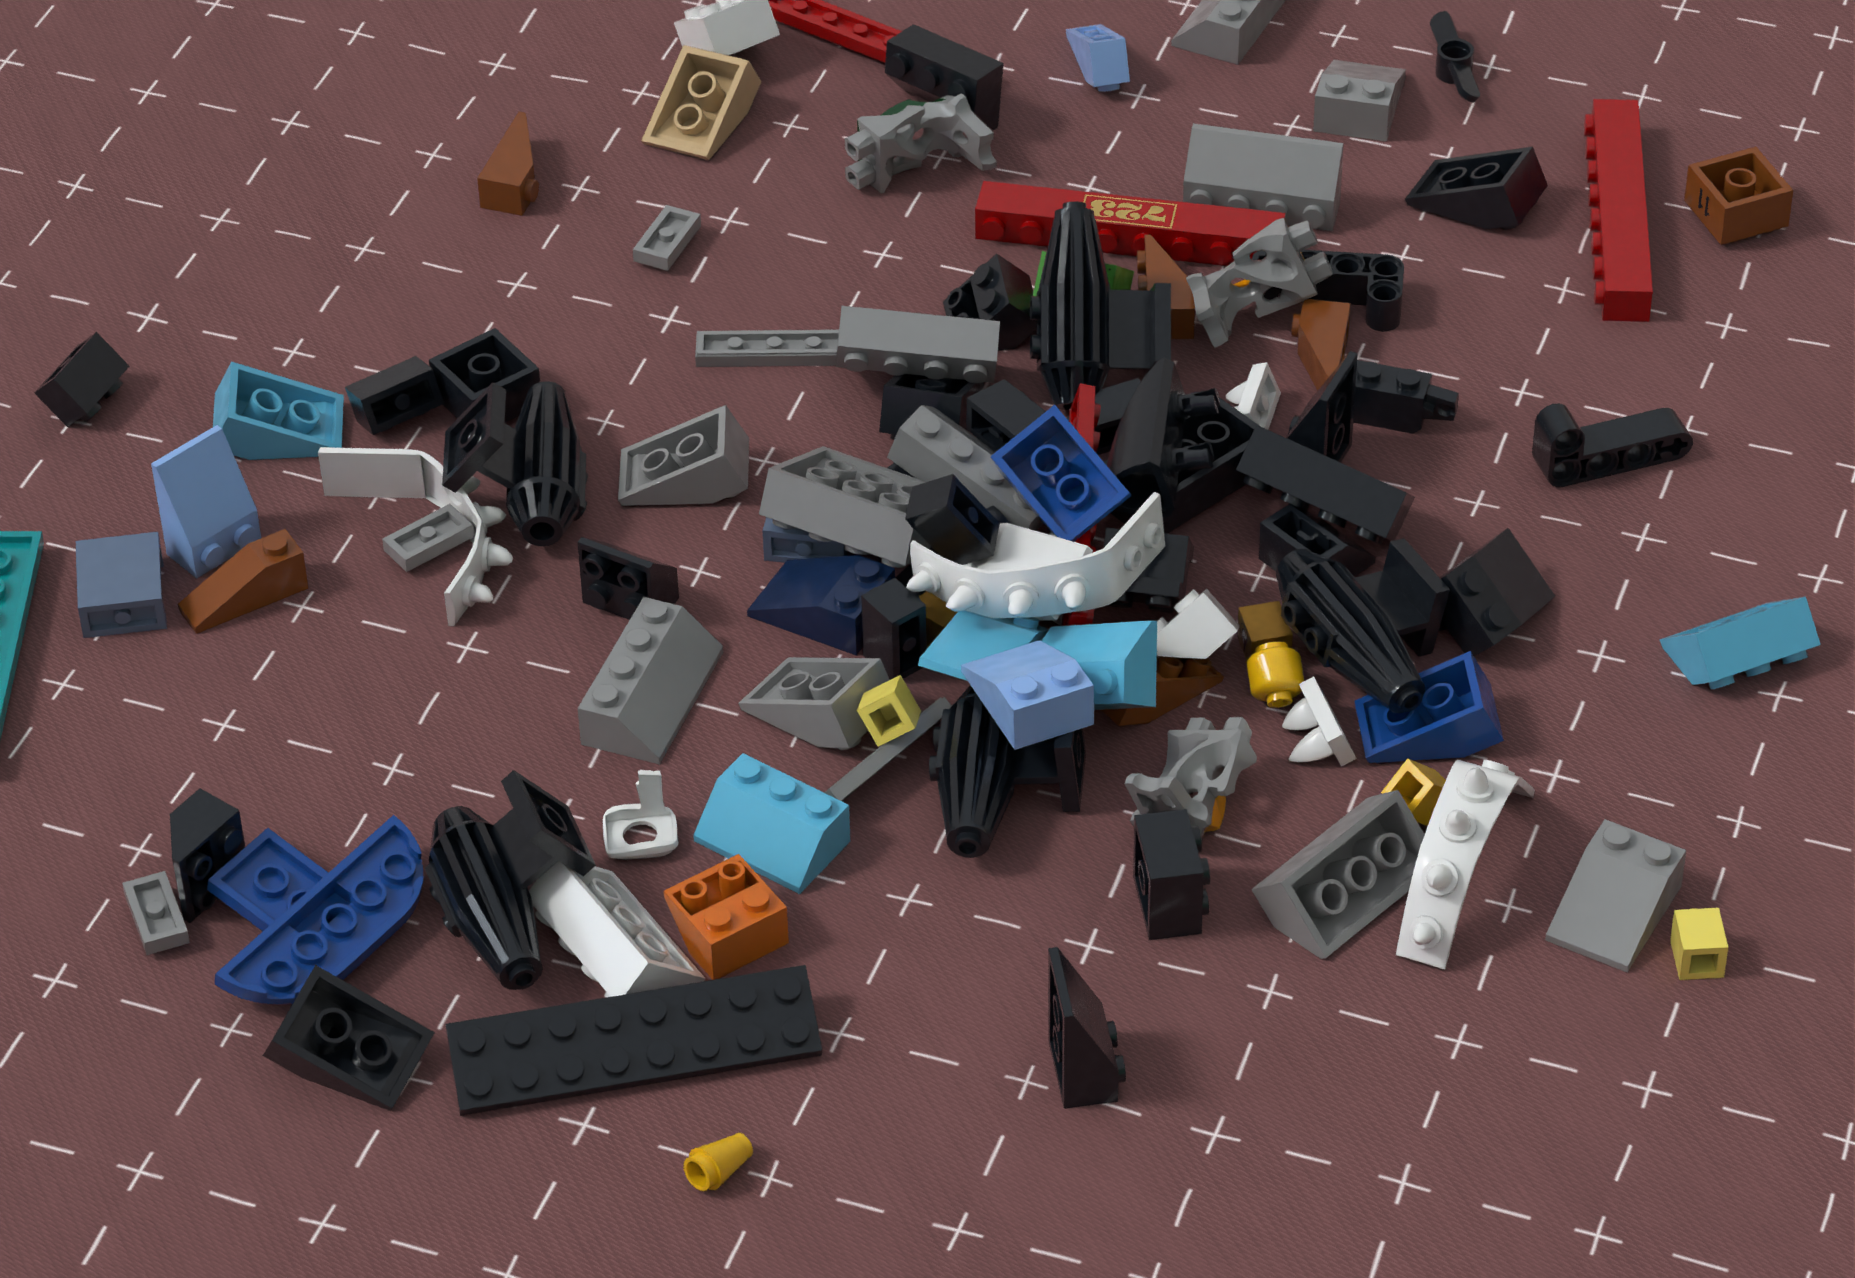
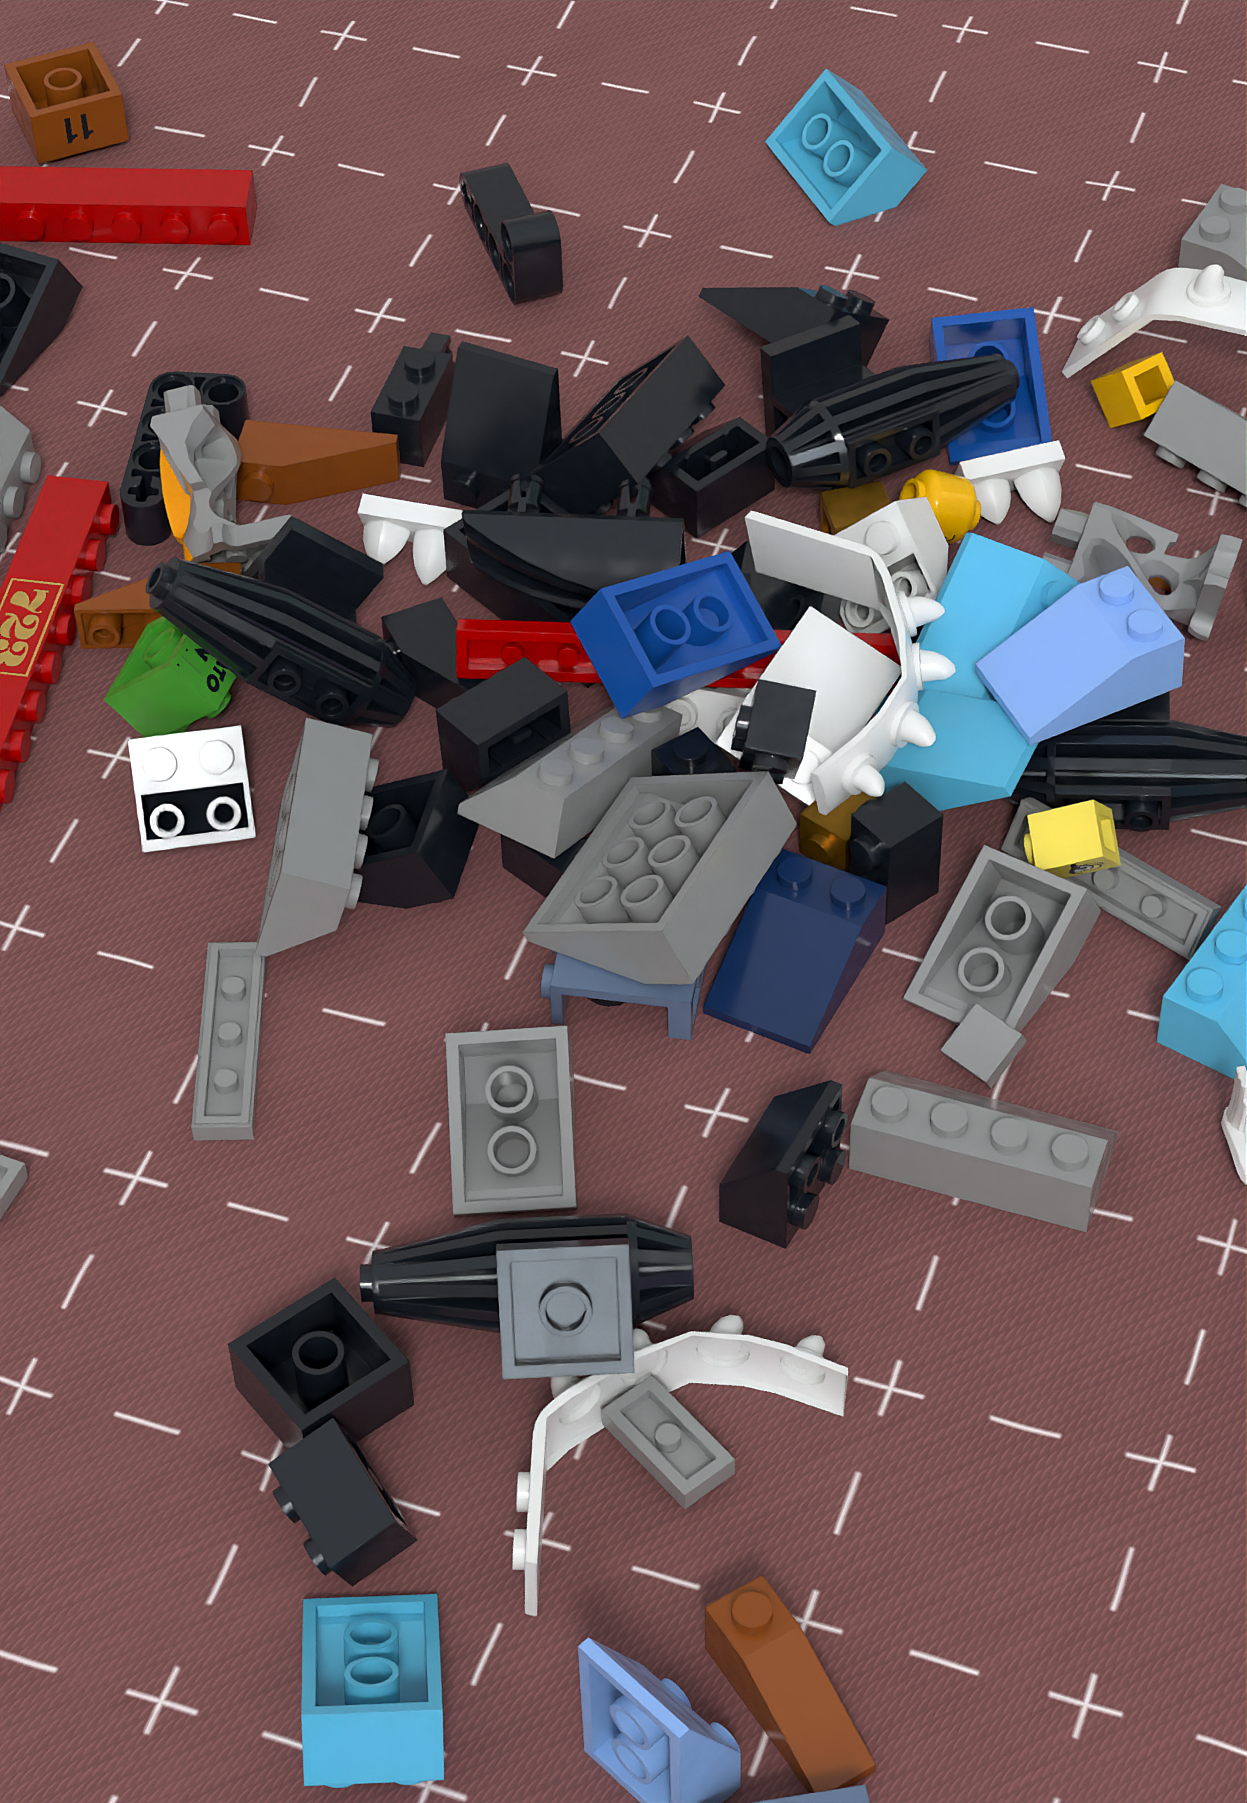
camera: 90 degrees left, 5 degrees up
(734, 688) = (983, 1045): none -> light grey tile

